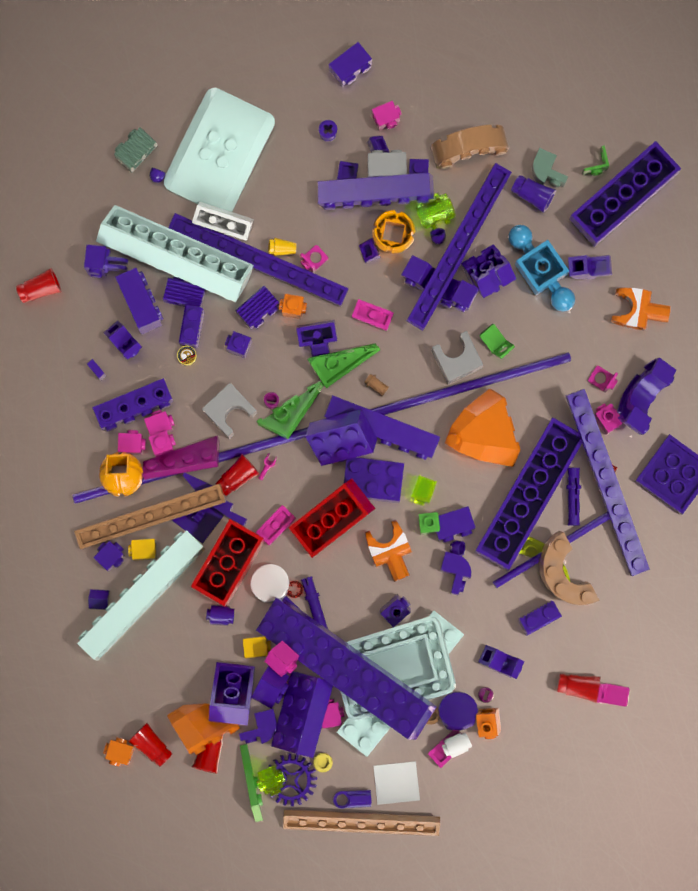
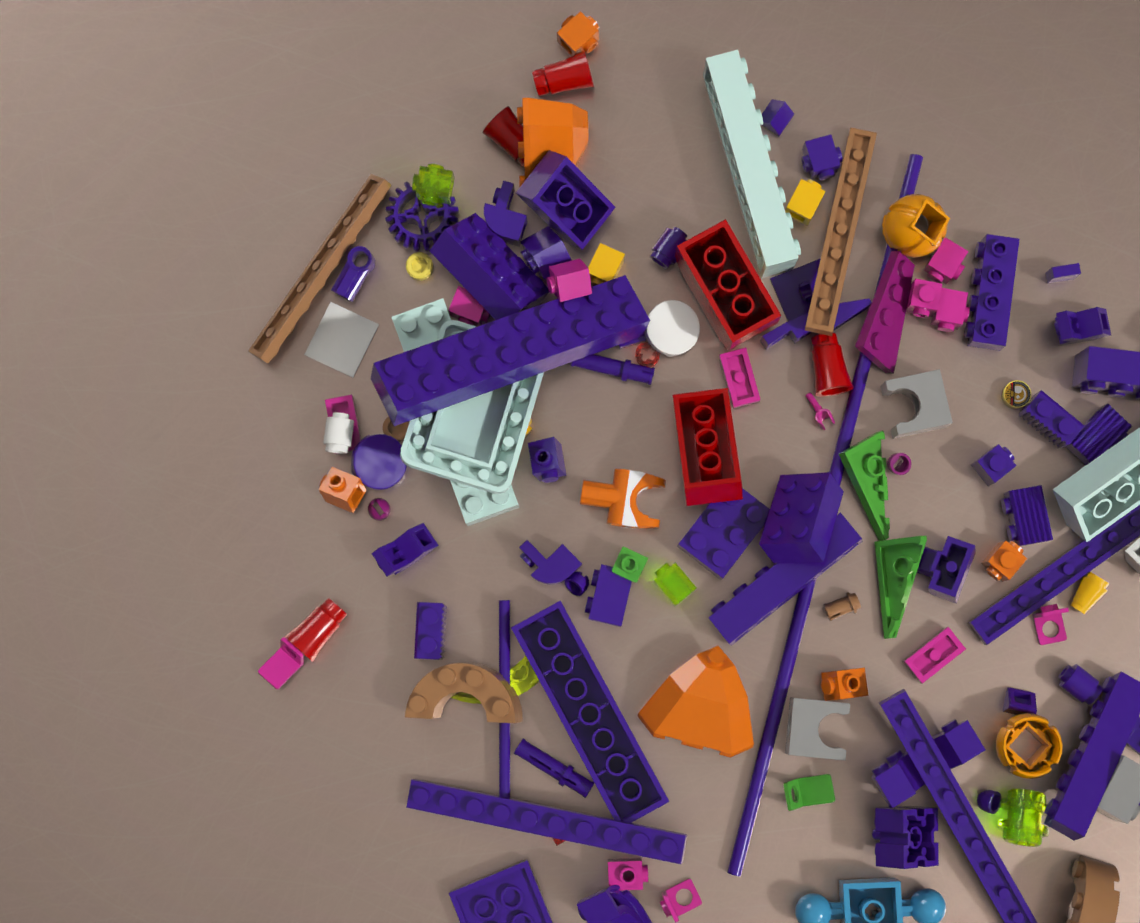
camera: 130 degrees right, 0 degrees up
(255, 798) = (423, 155): bright green wing -> none
(338, 222) = (1080, 684): none -> dark purple brick
(418, 166) = (1098, 831): dark purple brick -> none
(422, 357) = (844, 684): none -> orange brick

